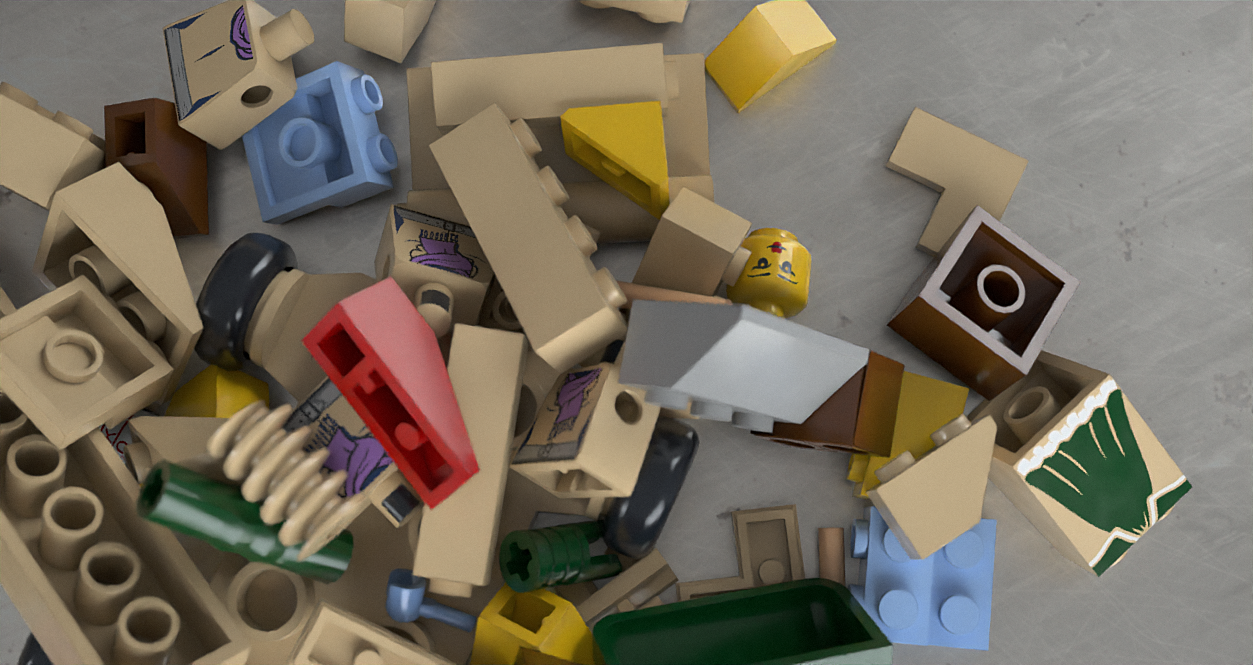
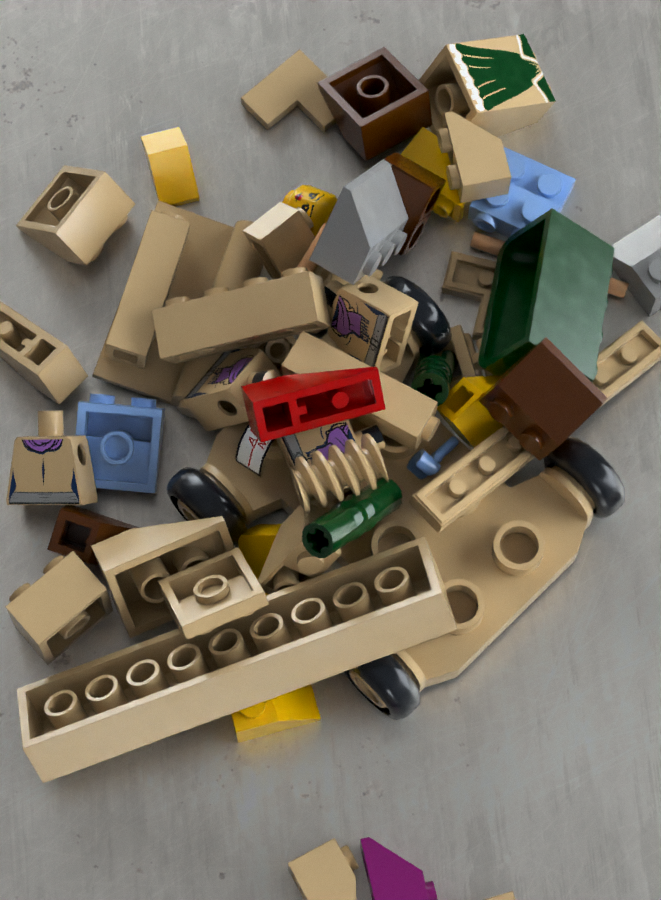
camera: 75 degrees left, 10 degrees down
(623, 149) = (207, 255): yellow slope -> none

